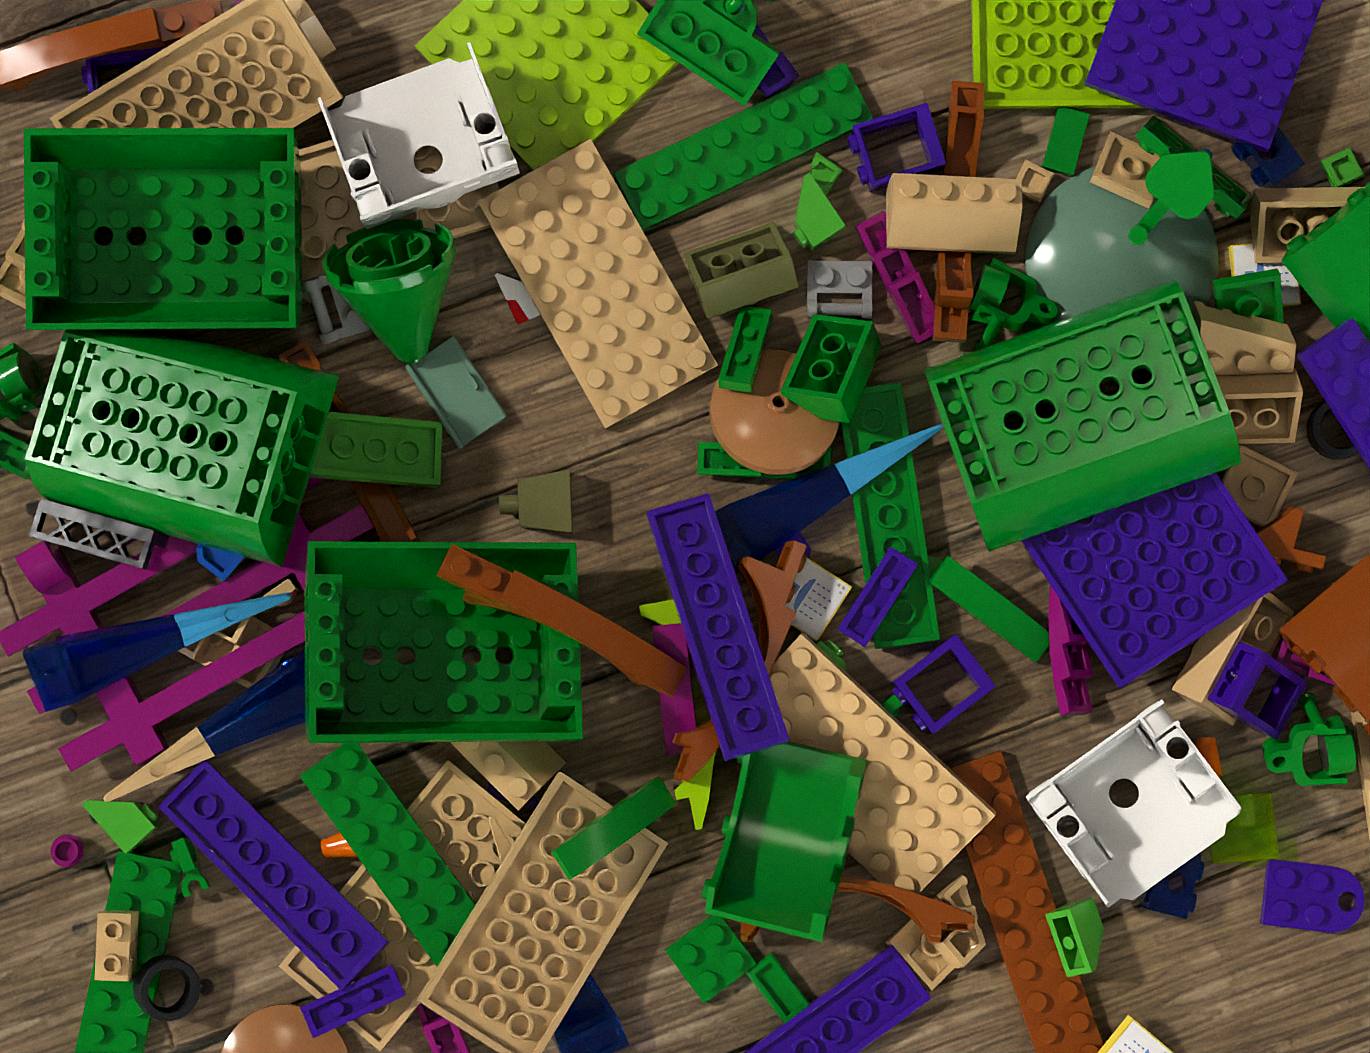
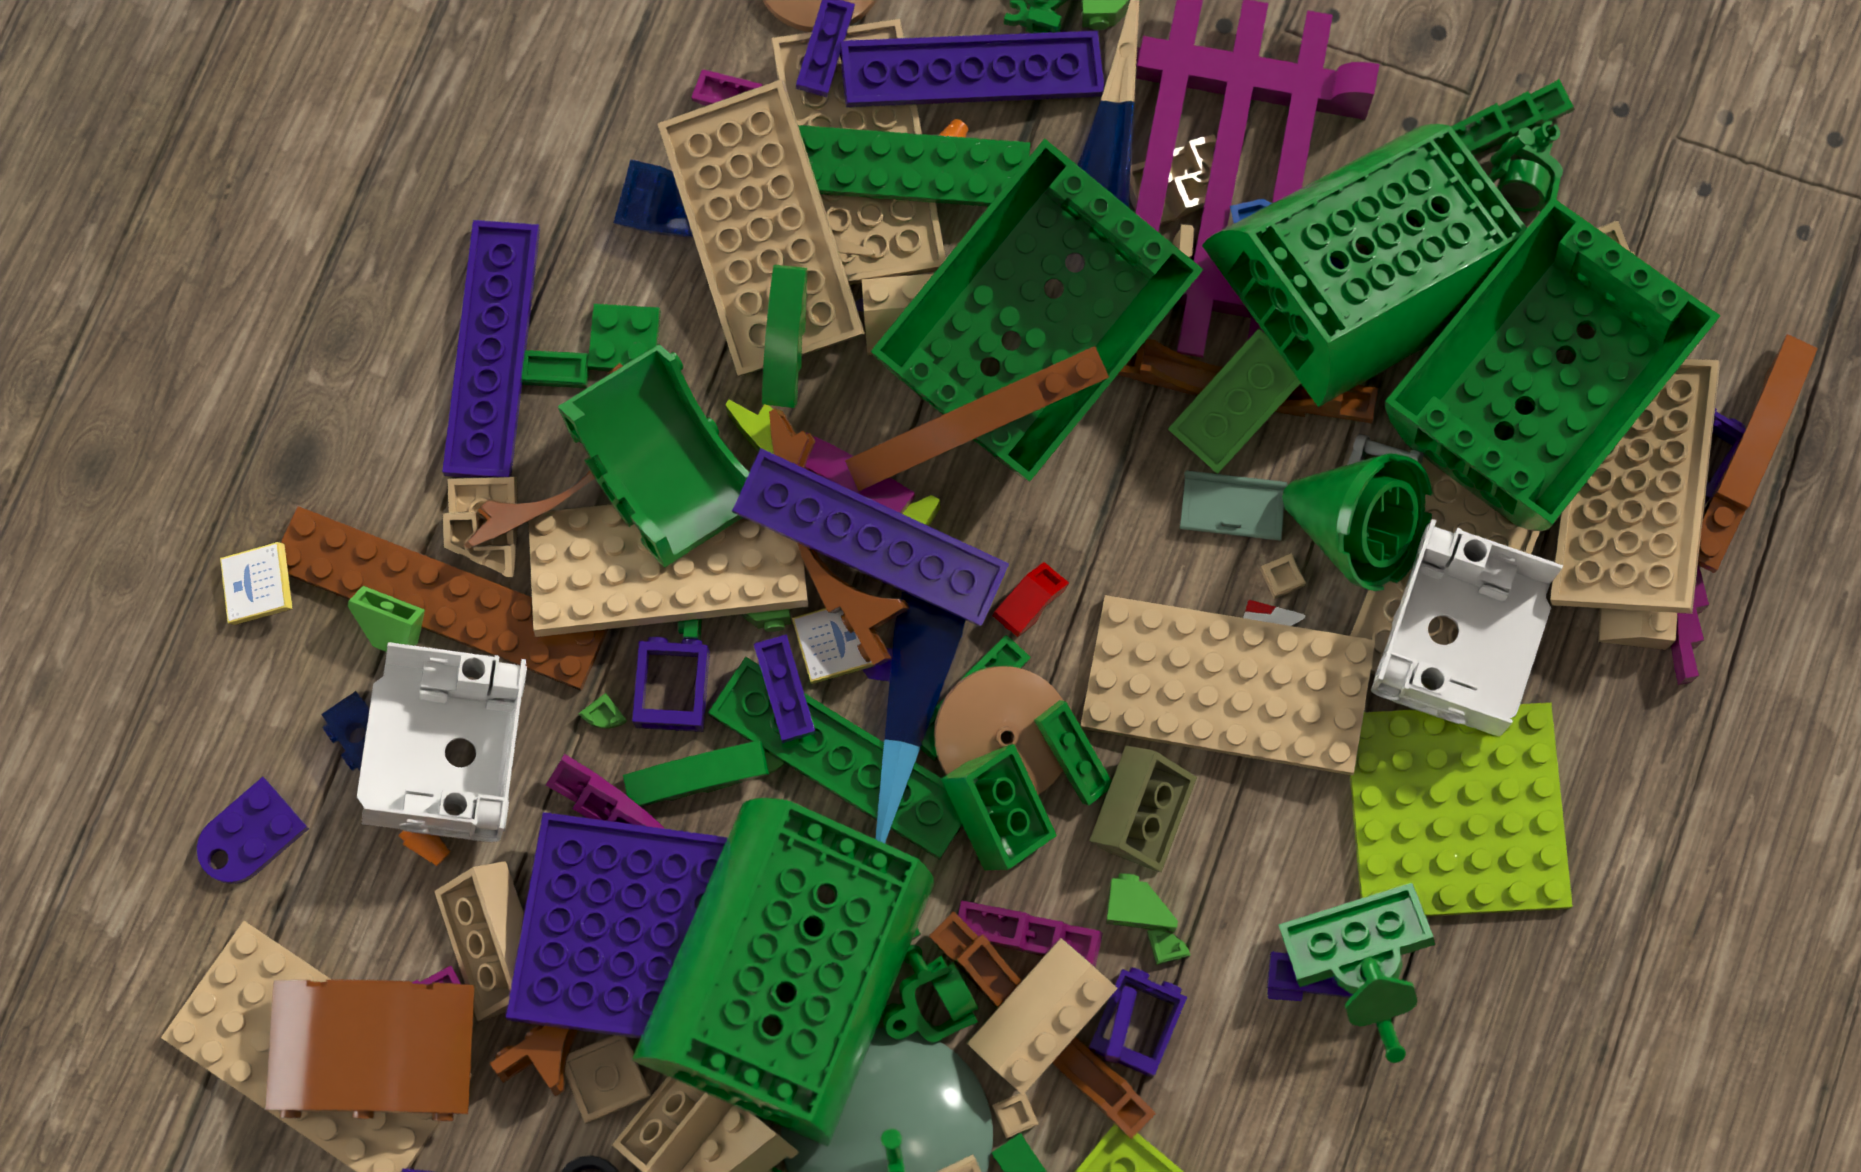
camera: 135 degrees right, 10 degrees down
(93, 659) = (1250, 58): clear blue plate -> none
(103, 524) = (1349, 153): fence -> none
(479, 313) = (1282, 576): none -> tan tile
(542, 503) = (1085, 497): olive torso -> none
(654, 478) = (1030, 598): none -> red slope
(742, 147) = (1245, 901): green plate -> none
(839, 279) = (1067, 885): light grey plate -> none
(915, 151) = (1120, 1024): none -> dark purple tile
(1003, 718) = (603, 714): none -> bright green tile
(1232, 693) = (470, 931): dark purple window -> none
(1250, 833) = (340, 830): clear neon green plate -> none
(1334, 747) = (346, 954): green piece -> none

